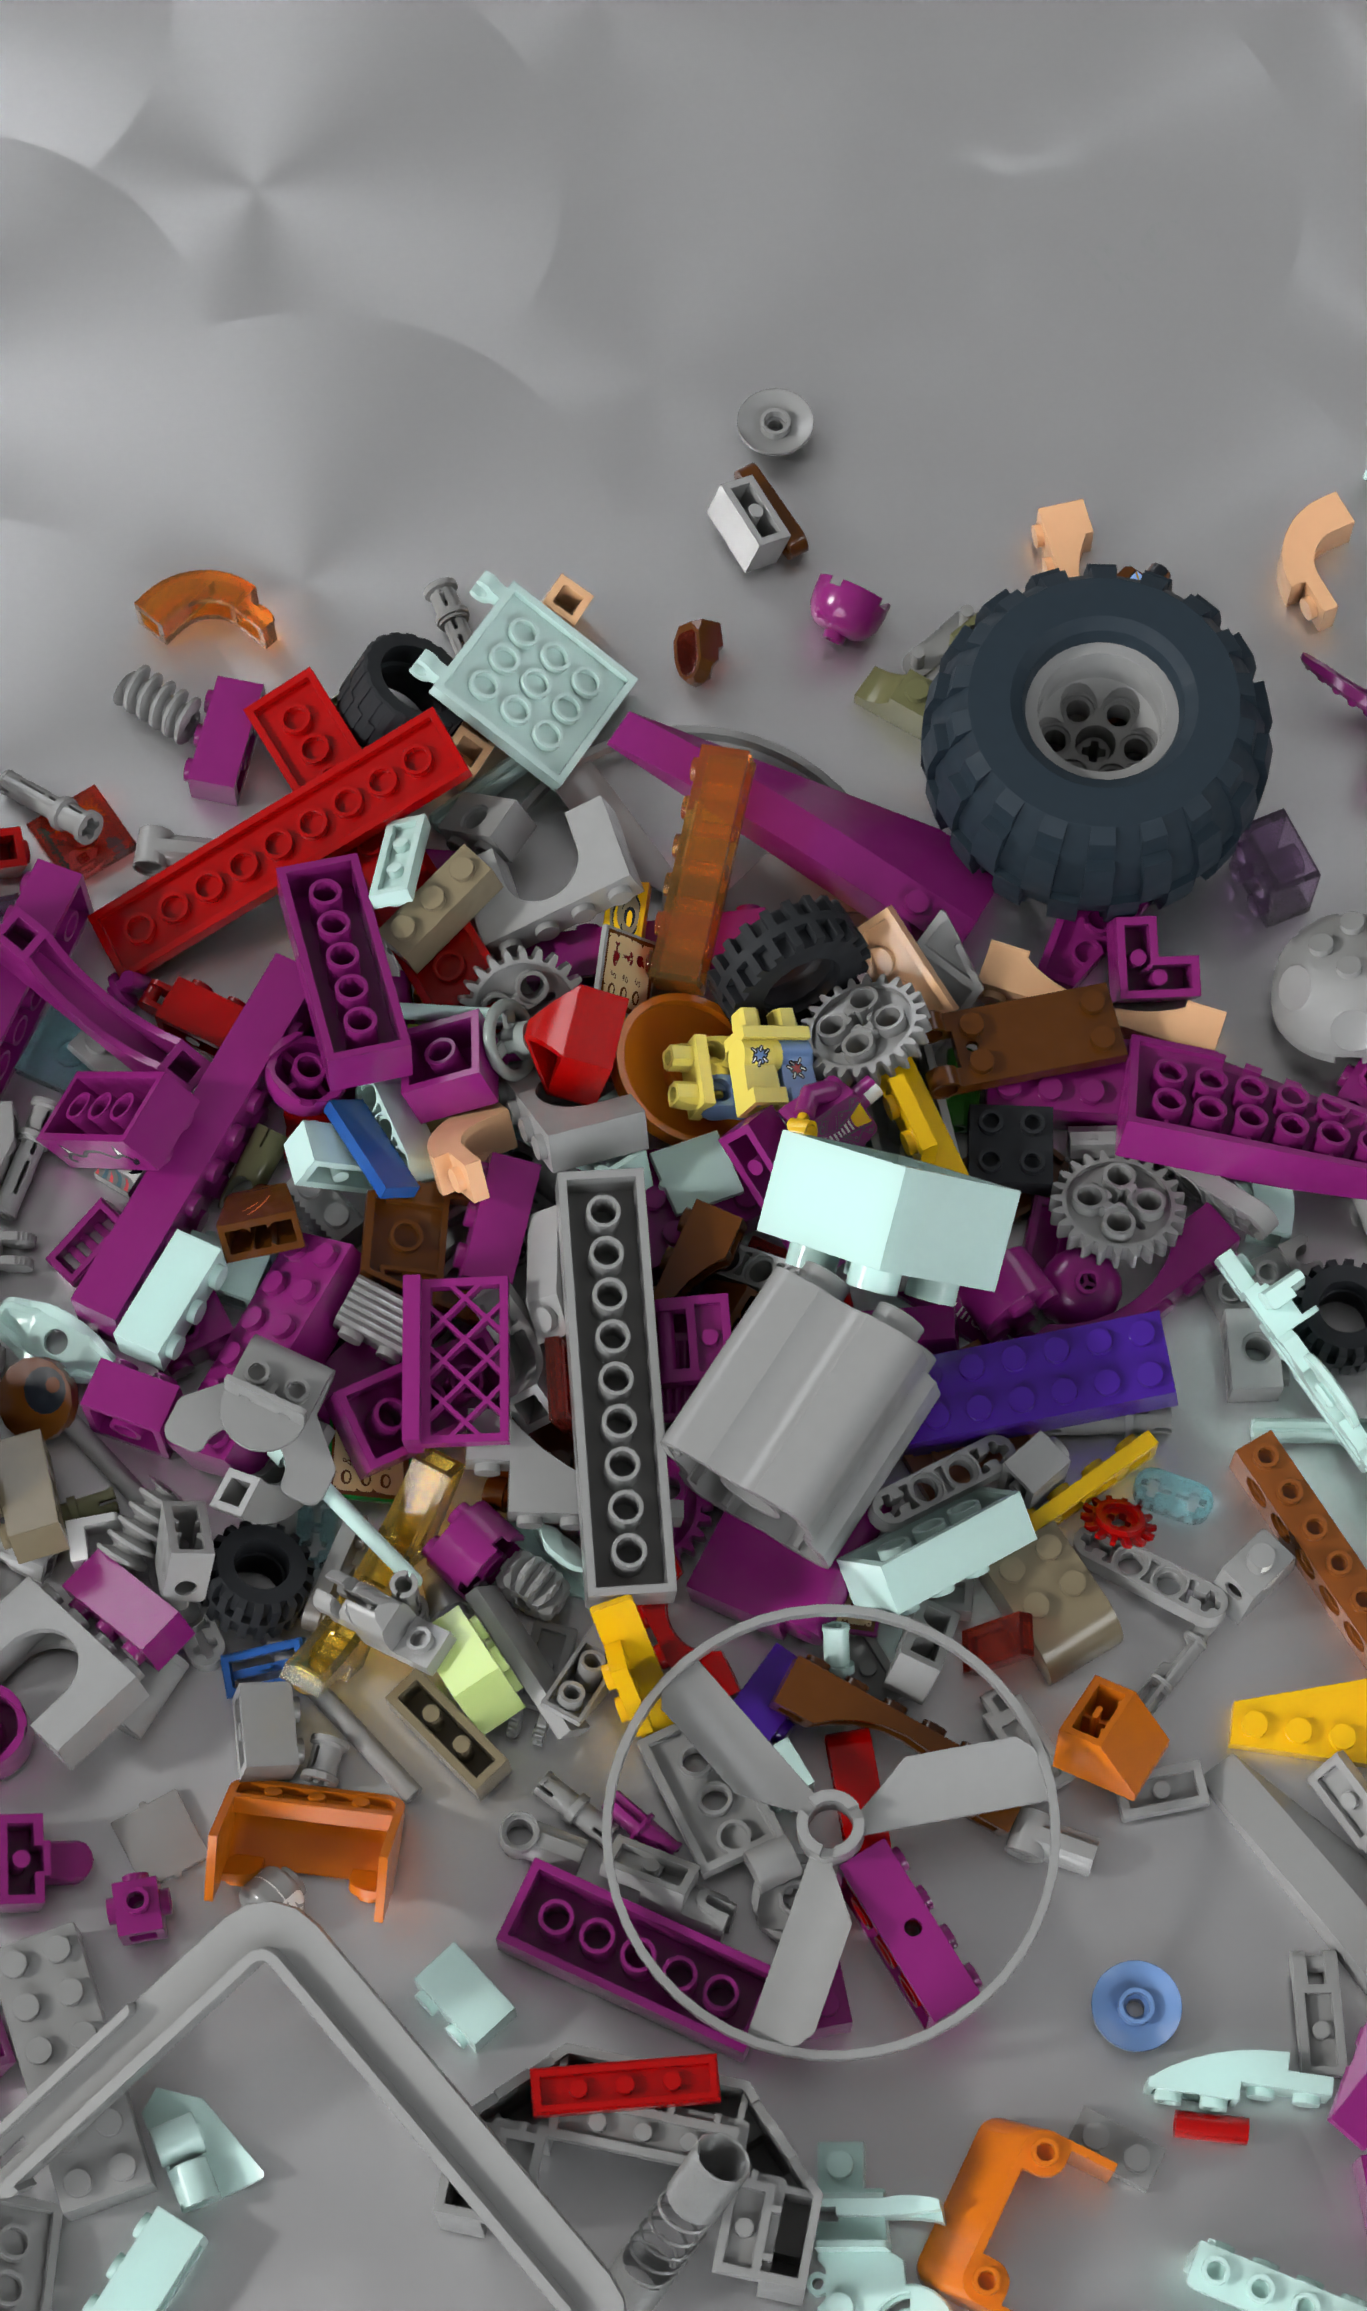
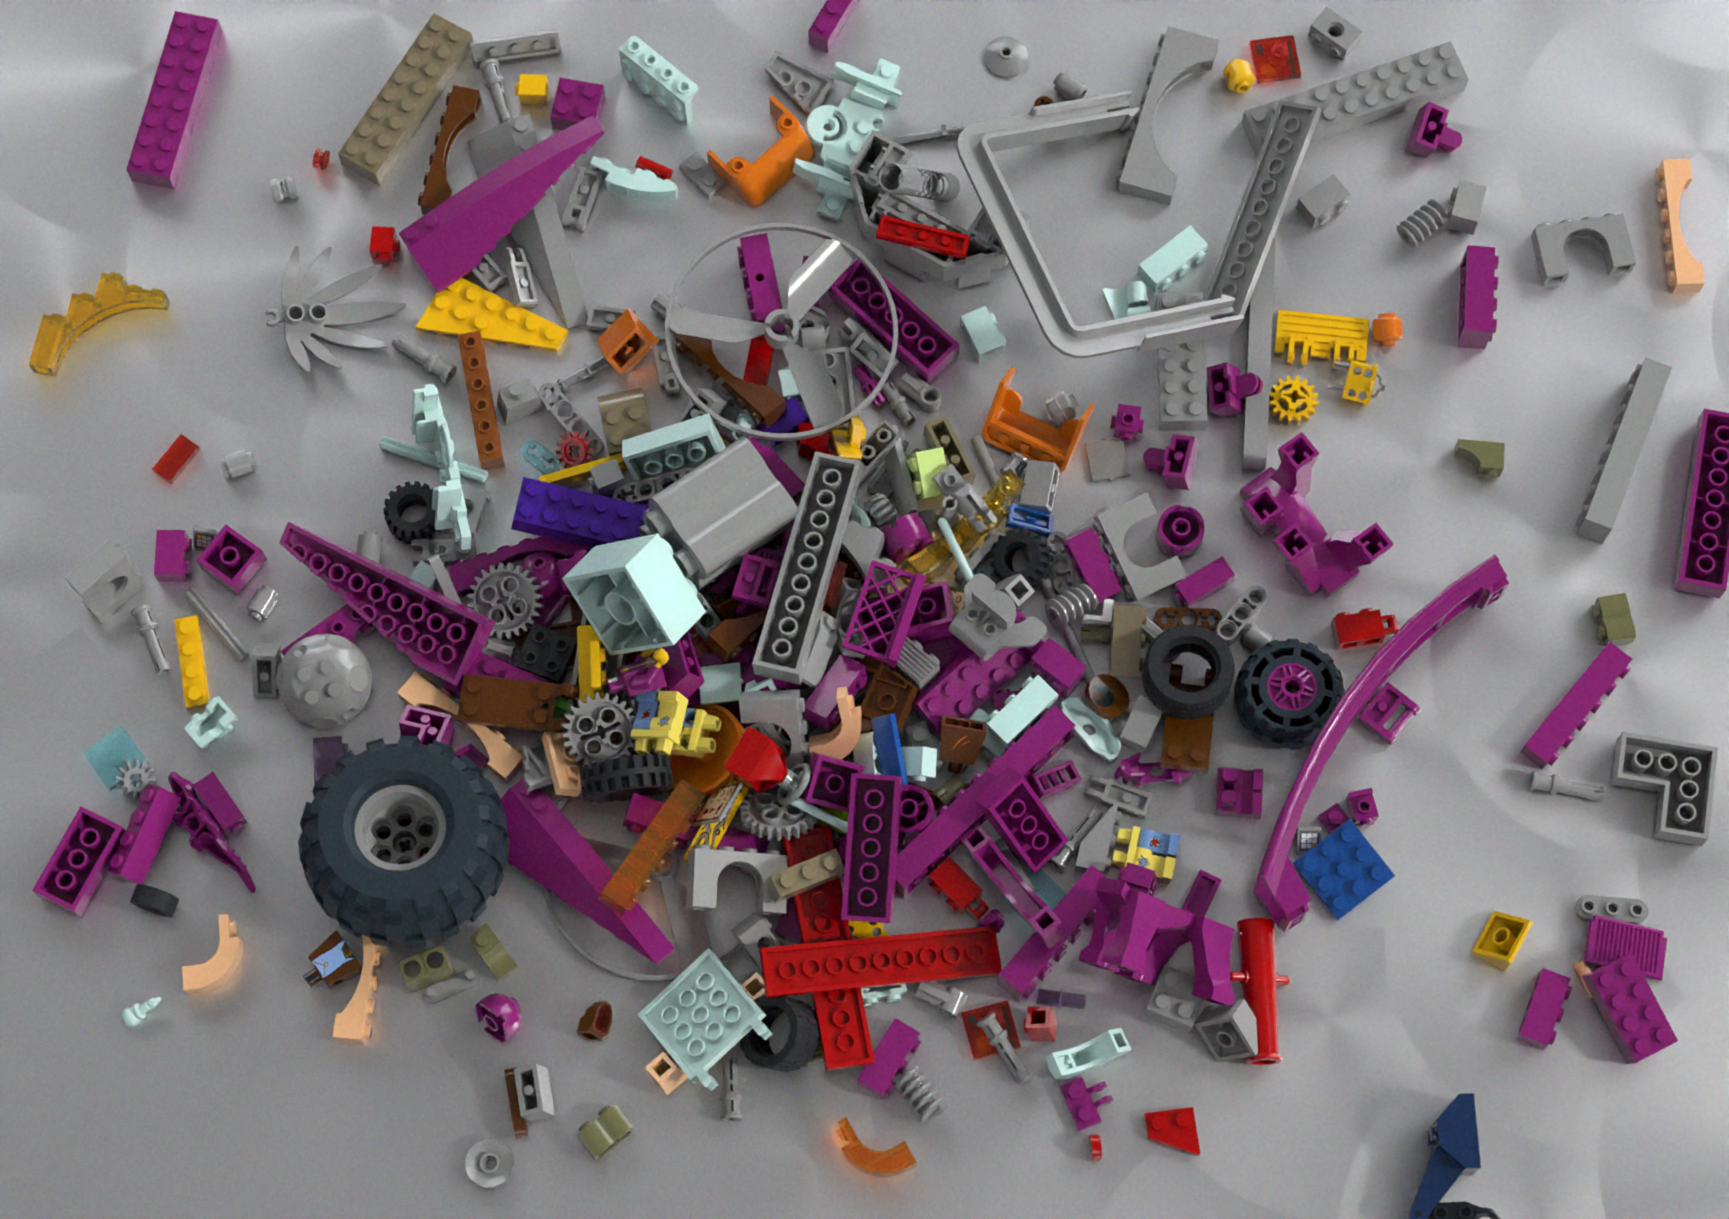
camera: 160 degrees left, 5 degrees up
(184, 1573) = (1056, 571): light grey torso -> none
(399, 861) = (818, 907): light aqua plate -> none
(621, 513) = (605, 1131): none -> olive brick
(1000, 1641) = (661, 406): clear red tile -> none
(1142, 1984) = (662, 219): medium blue dish -> none

